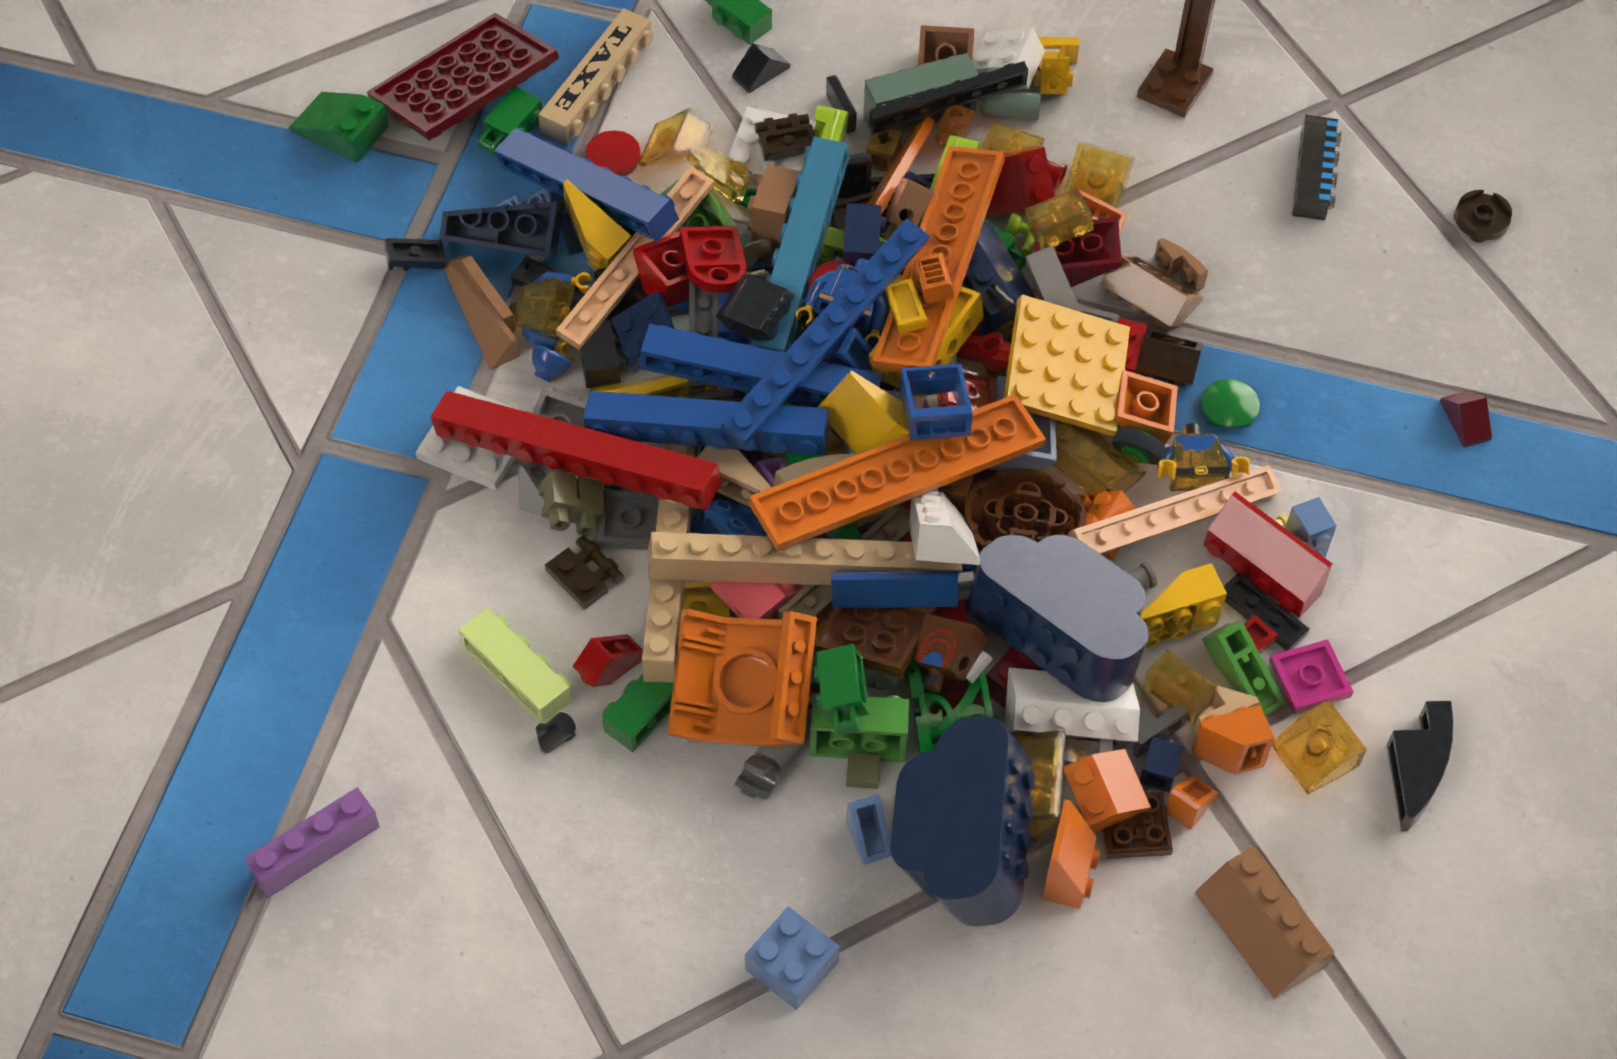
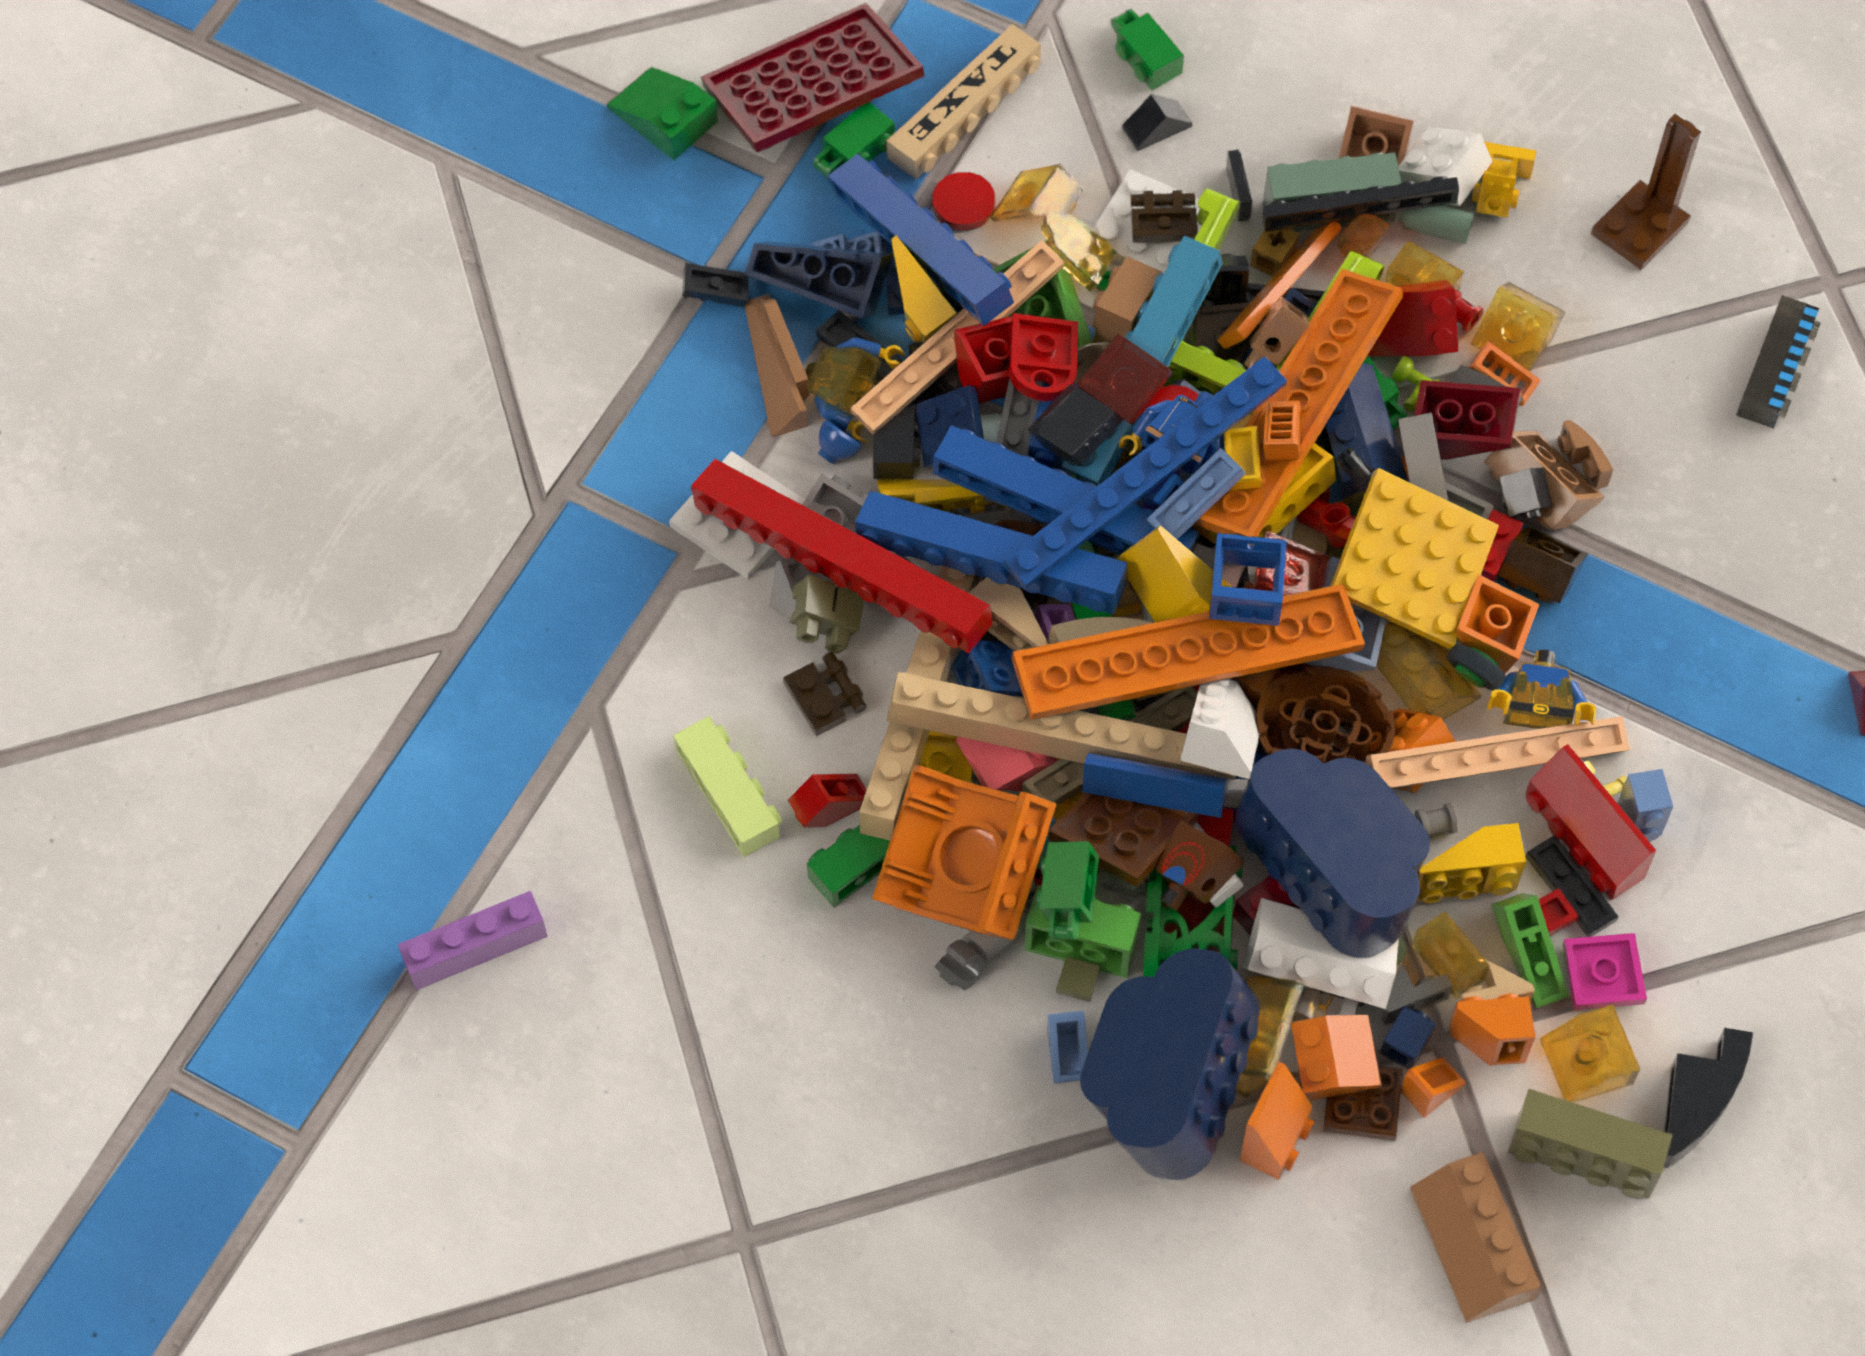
camera: 15 degrees right, 5 degrees up
(555, 731) = (754, 869): black piece -> none
(627, 520) = (882, 643): dark grey plate -> none
(790, 260) = (1125, 378): none -> clear red tile
(792, 957) = (951, 1170): medium blue brick -> none
(862, 231) = (1217, 358): dark blue brick -> none
(875, 340) = (1197, 494): none -> medium blue tile
(1059, 219) = (1450, 379): clear yellow brick -> none
(1143, 300) = (1525, 493): none -> brick
(1230, 404) = (1599, 633): green dish -> none
(1341, 821) = (1589, 1144): none -> olive brick

